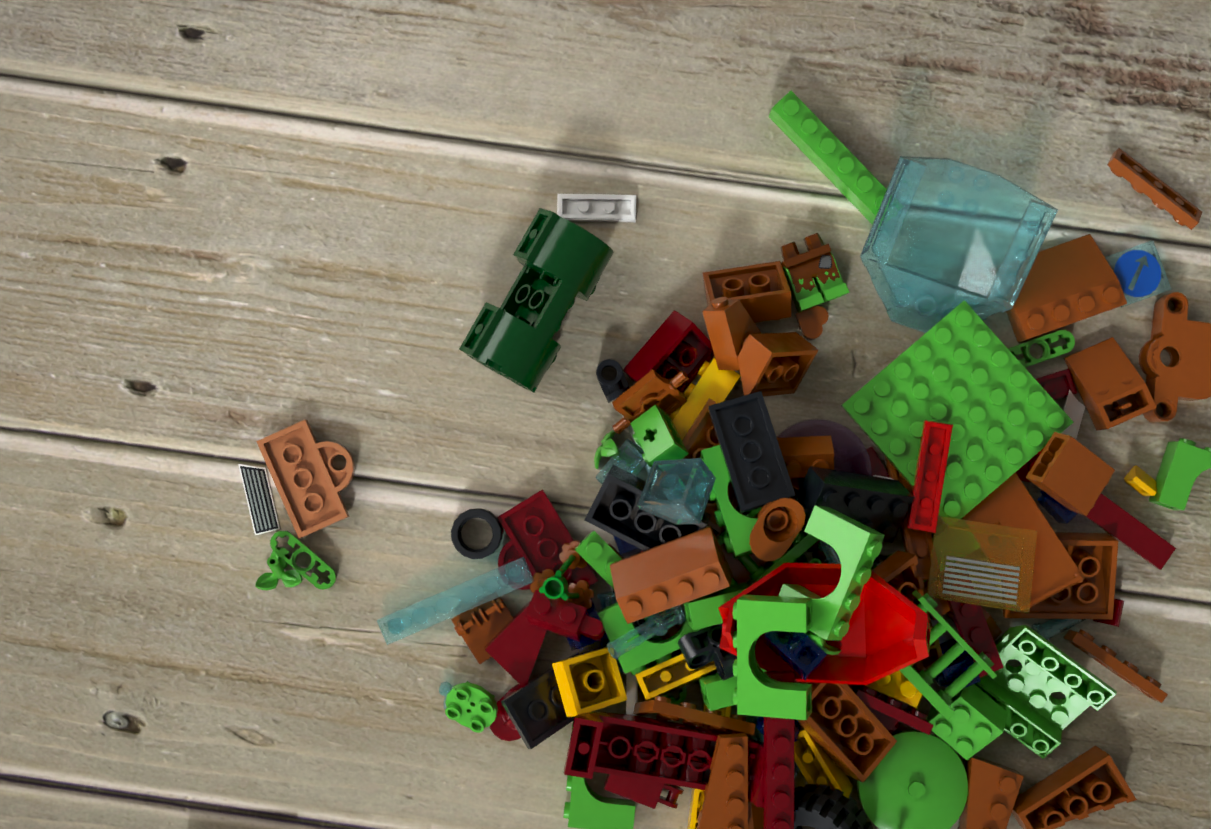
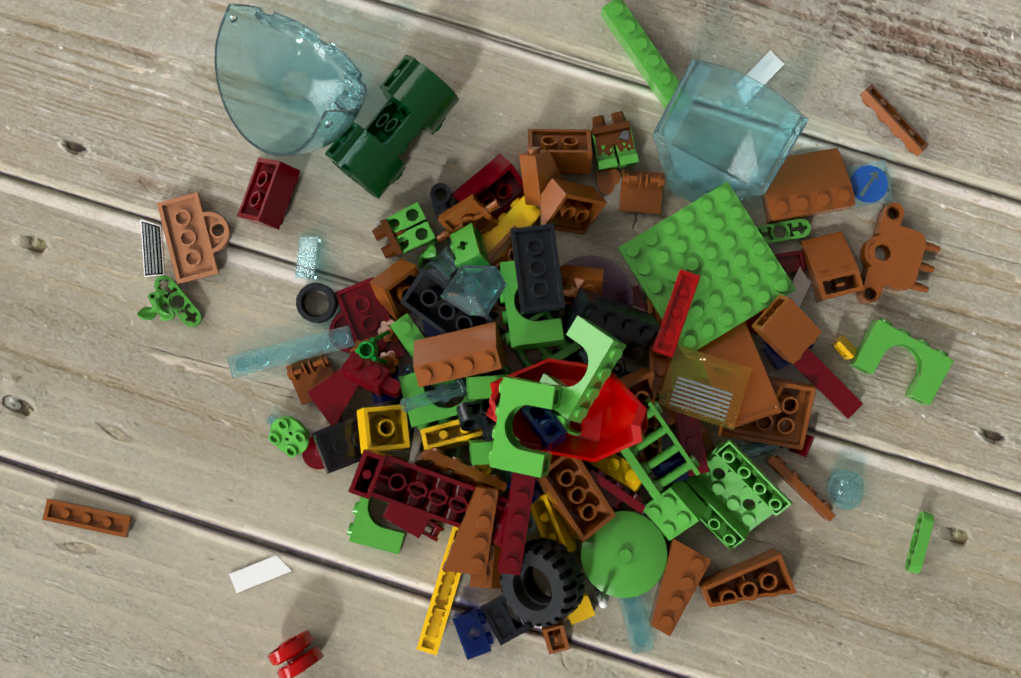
camera: 10 degrees right, 0 degrees up
(394, 406) = (269, 193): none -> dark red slope
(395, 269) = (284, 82): none -> clear light blue windscreen
(455, 478) = (307, 257): none -> clear light blue slope
(569, 435) = (405, 230): none -> bright green hips
(572, 498) = (392, 286): none -> dark orange slope
(597, 207) = (454, 64): white tile -> none
(776, 528) = (545, 329): dark orange piece -> none
(856, 328) = (641, 191): none -> dark orange hinge
(984, 149) = (766, 68): none -> white sticker
(1171, 656) = (845, 488): none -> clear light blue piece

